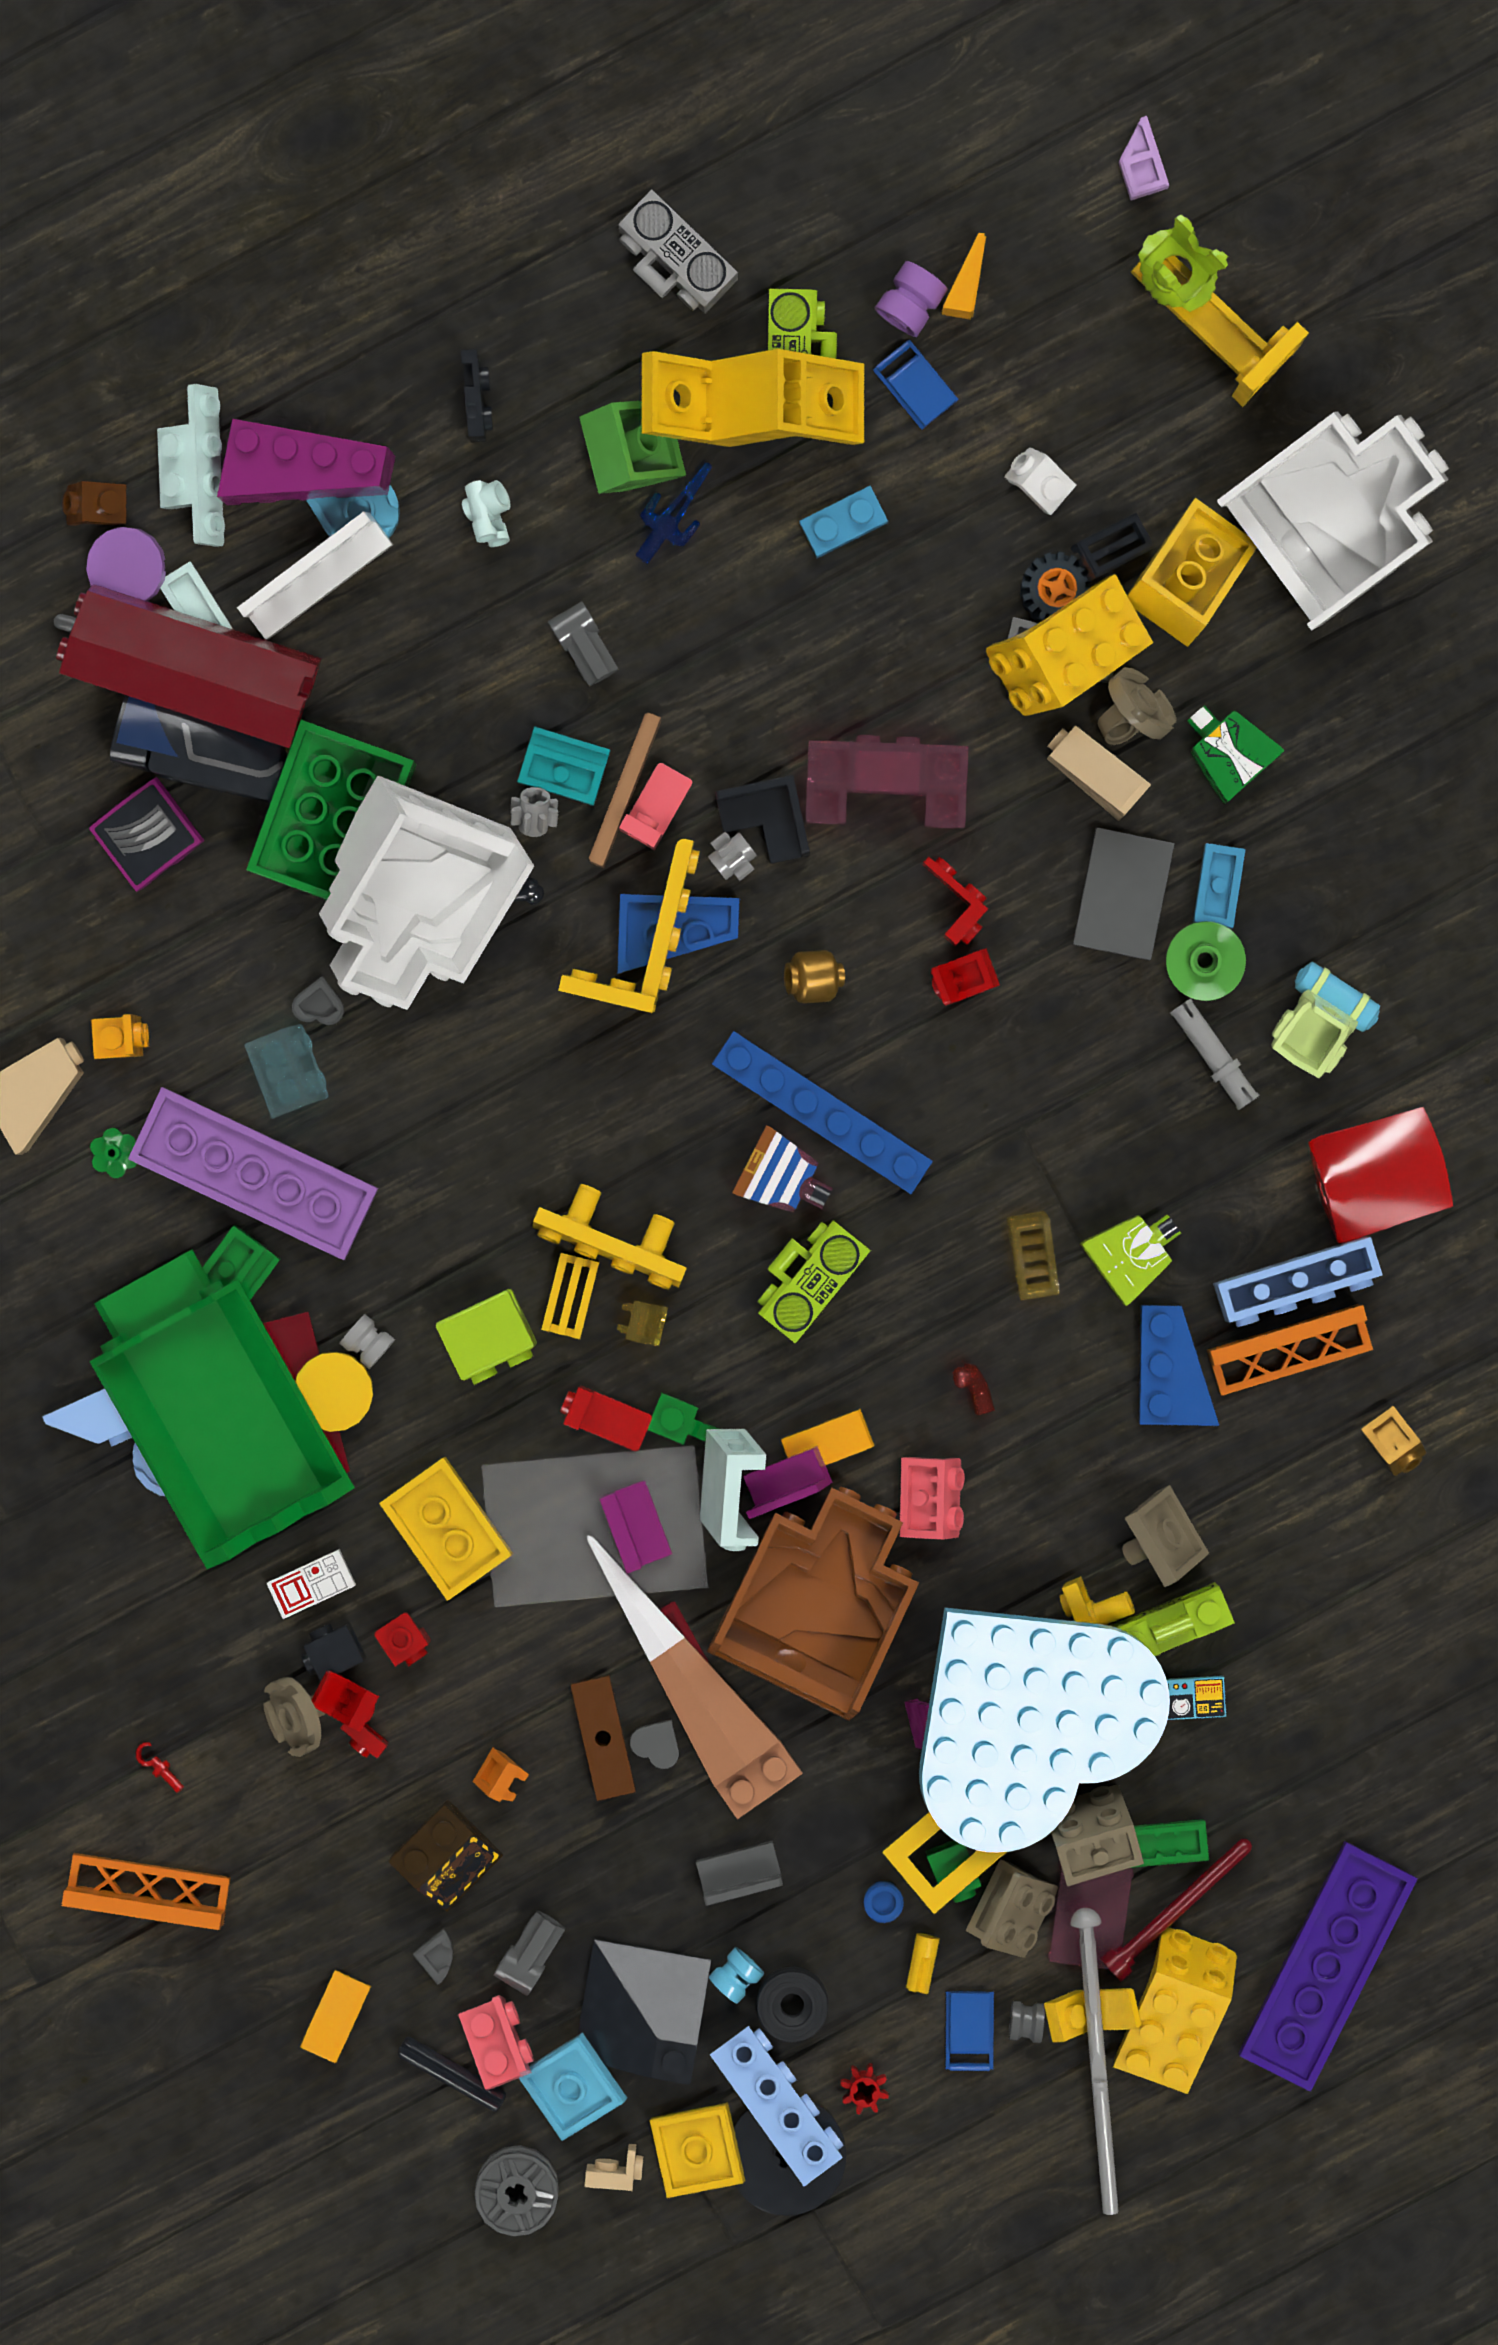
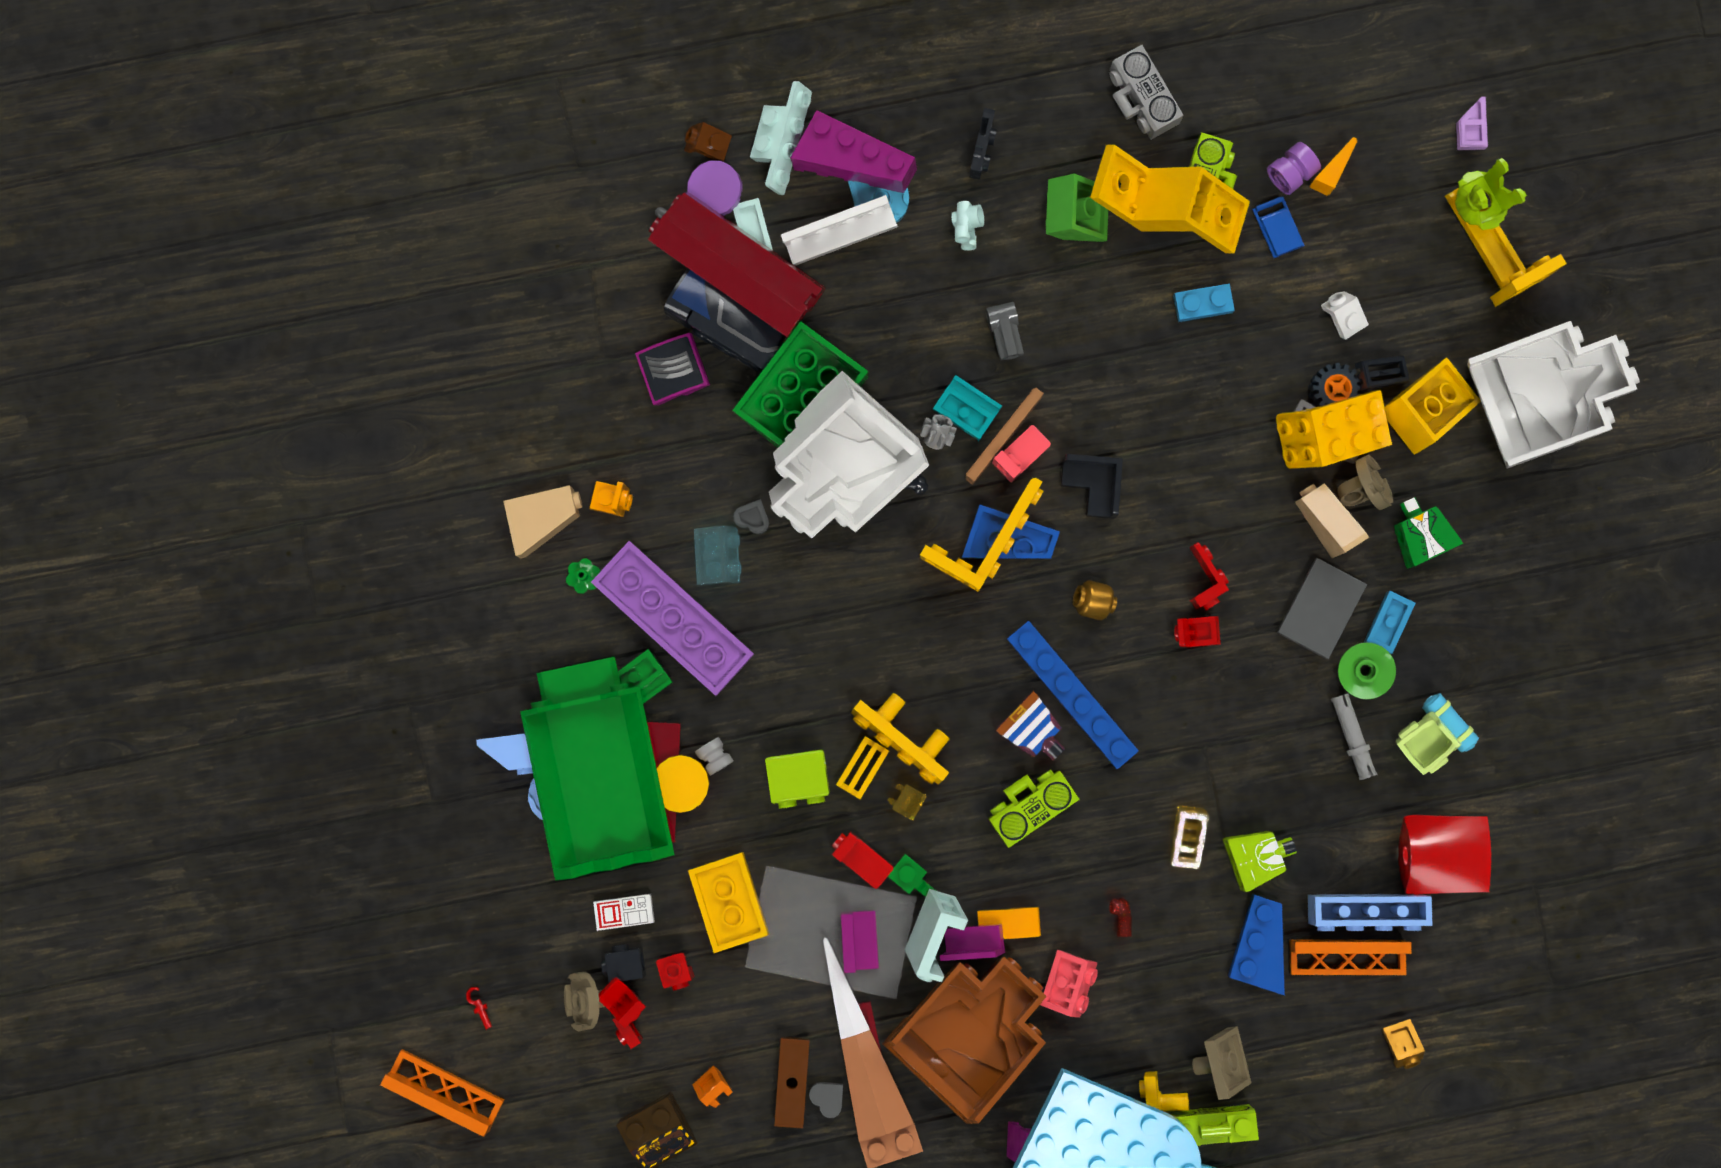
camera: 25 degrees right, 5 degrees down
(666, 526) = (1083, 270): clear blue piece -> none
(732, 856) = (1063, 502): light grey gear -> none
(887, 768) = (1186, 475): clear pink bracket -> none

